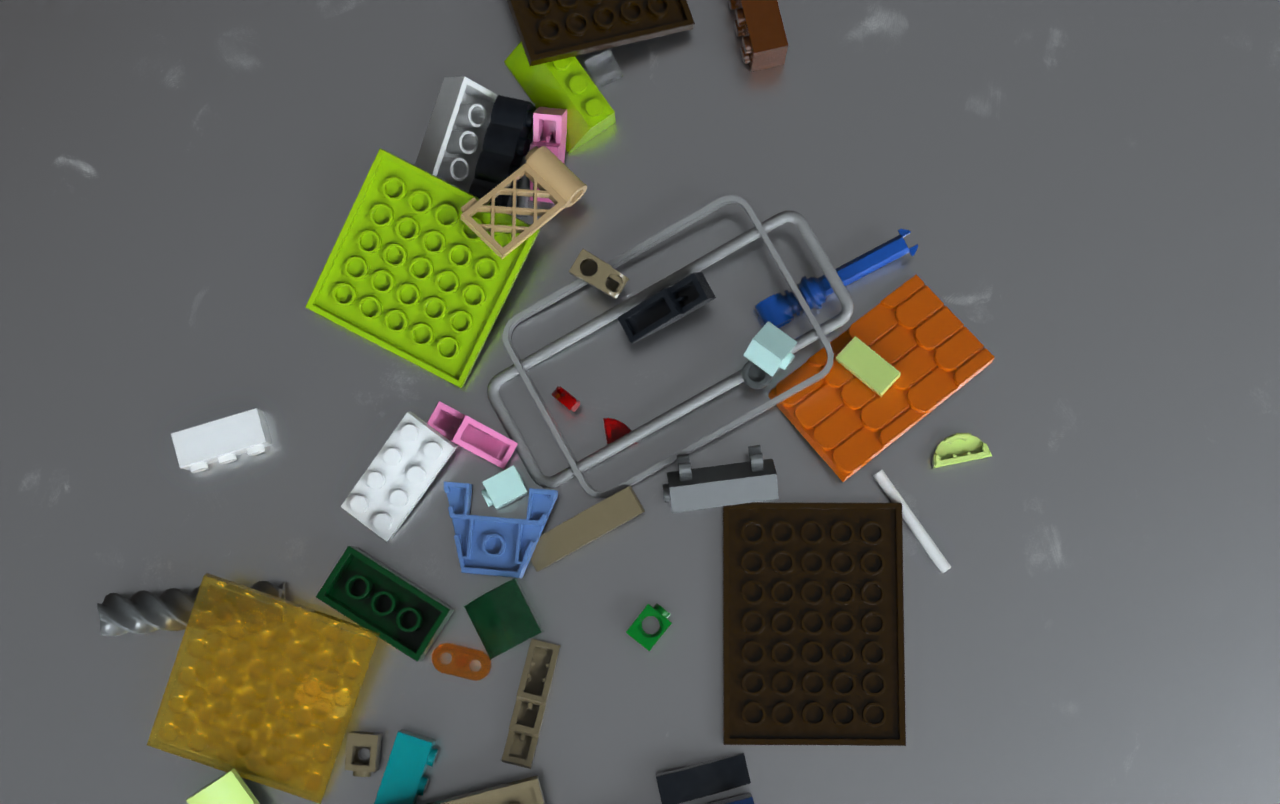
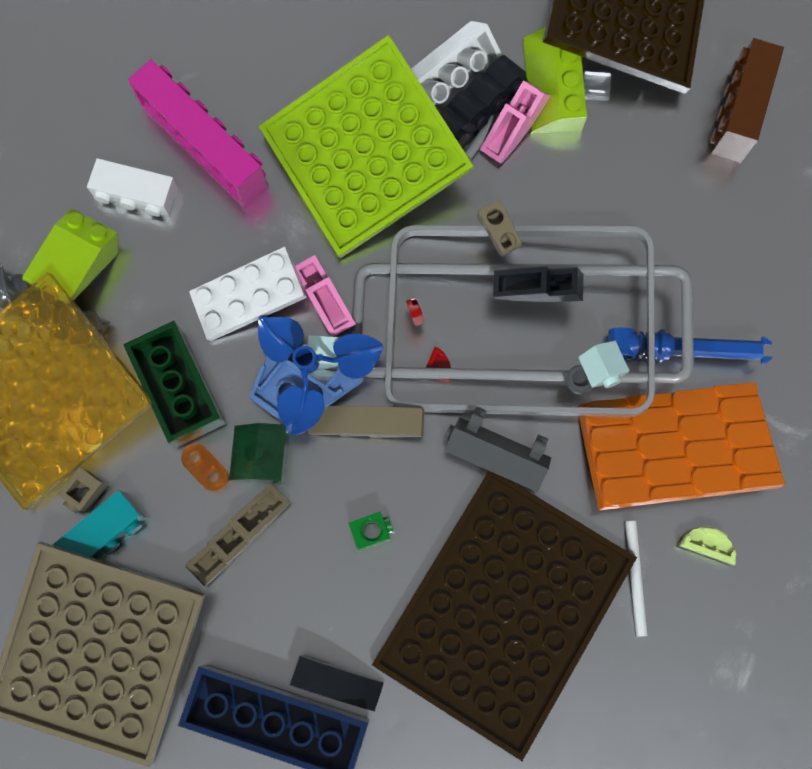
camera: 25 degrees right, 5 degrees down
(209, 539) = (74, 252): none -> lime slope
(252, 349) = (198, 132): none -> dark pink brick
(520, 553) = (297, 406): none -> blue plant
(547, 174) = (505, 128): tan piece -> none
(868, 366) = (674, 429): yellowish green tile -> none

